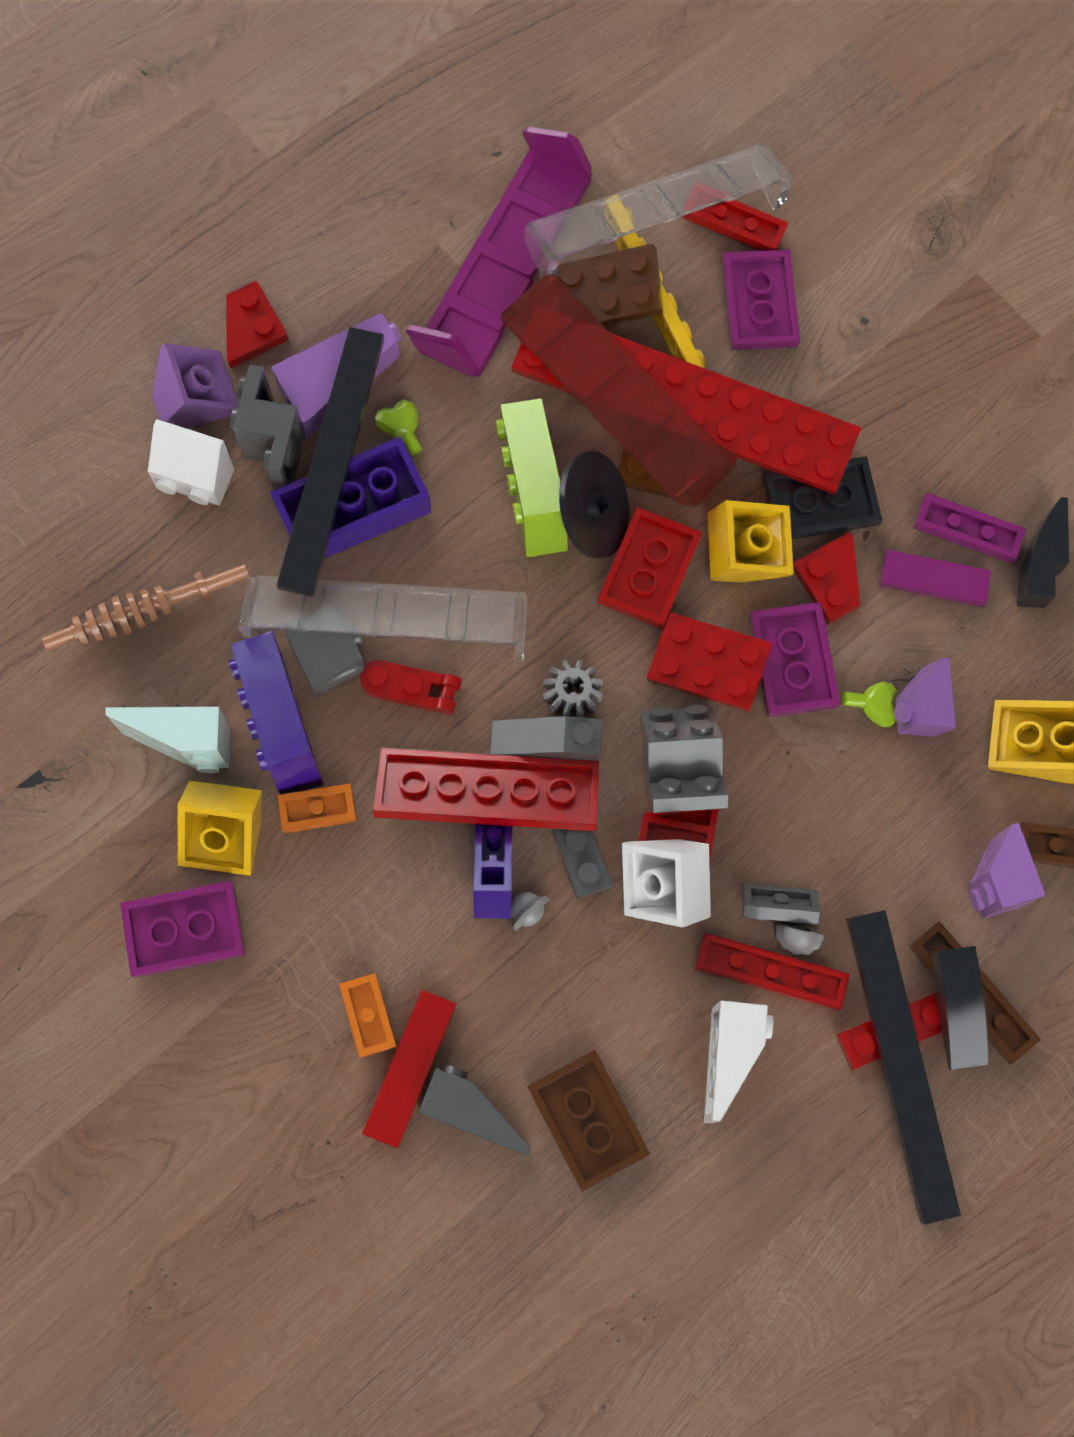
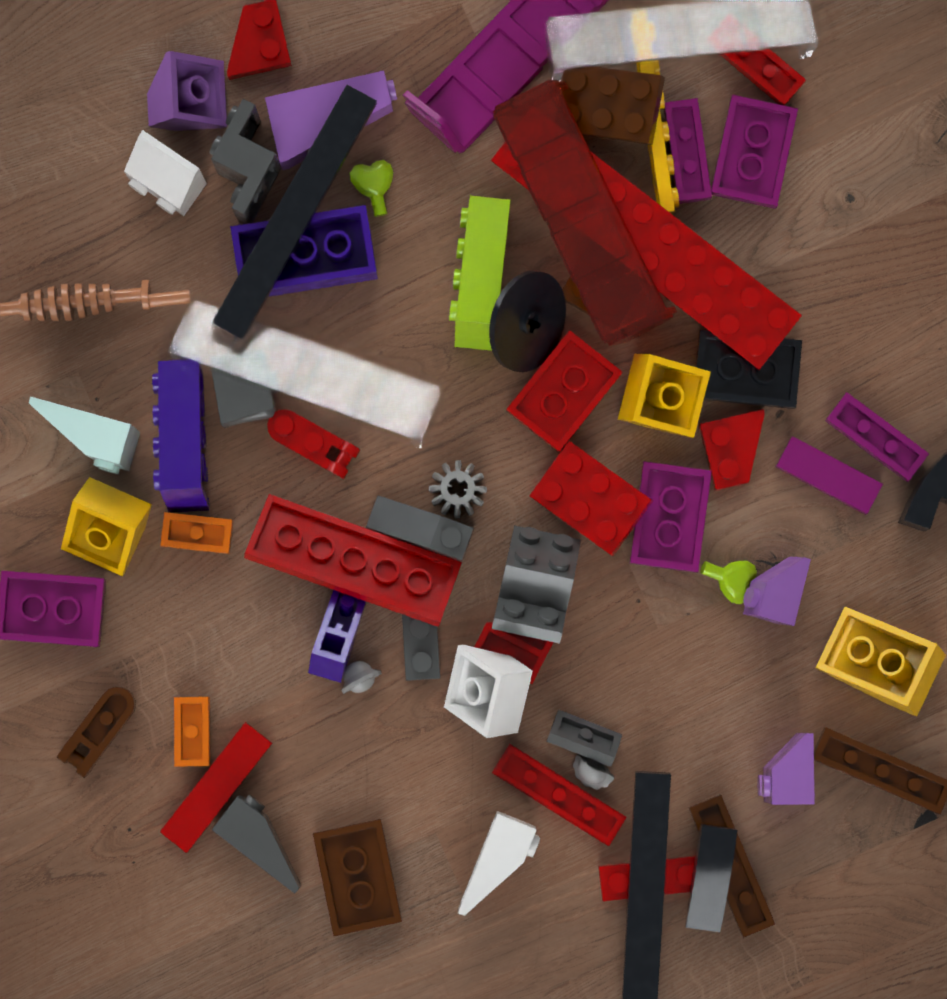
camera: 20 degrees right, 10 degrees up
(267, 1042) = (99, 729): none -> reddish brown plate
(698, 312) = (688, 150): none -> magenta plate

